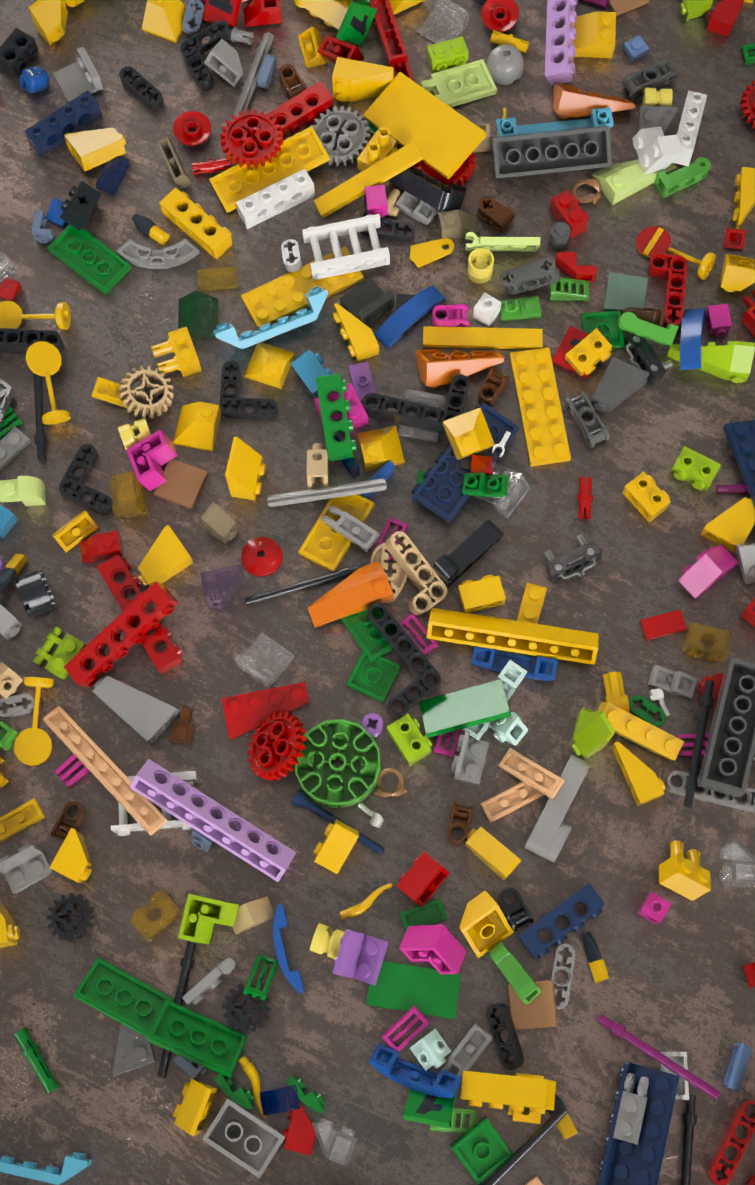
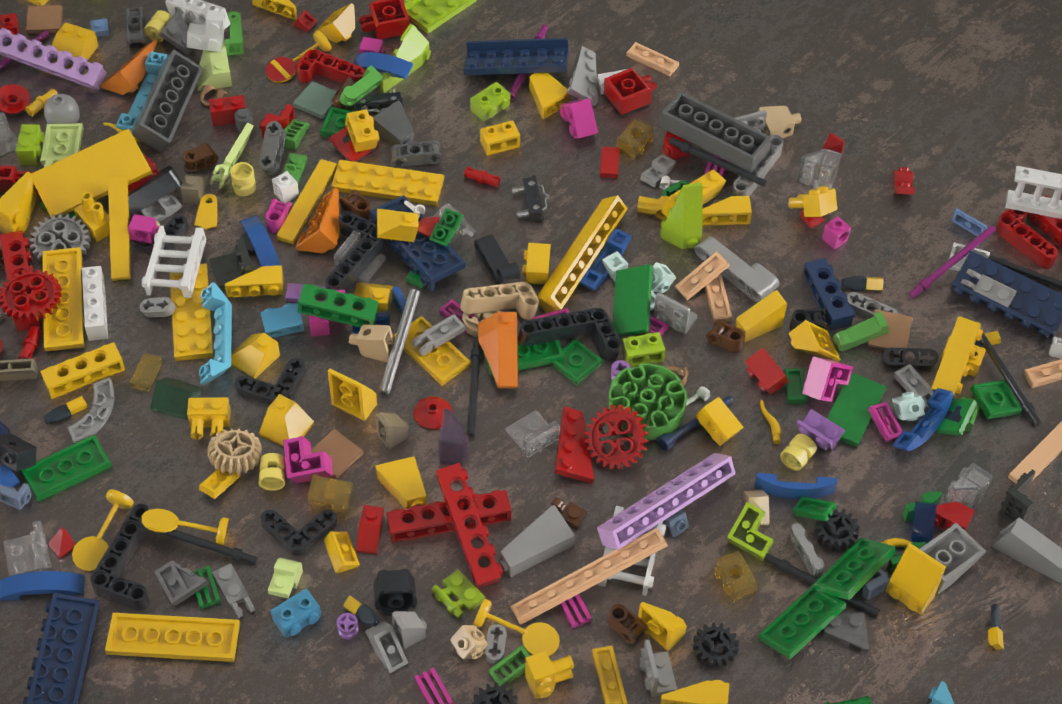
camera: 75 degrees left, 20 degrees down
(532, 603) = (556, 237): yellow plate -> none

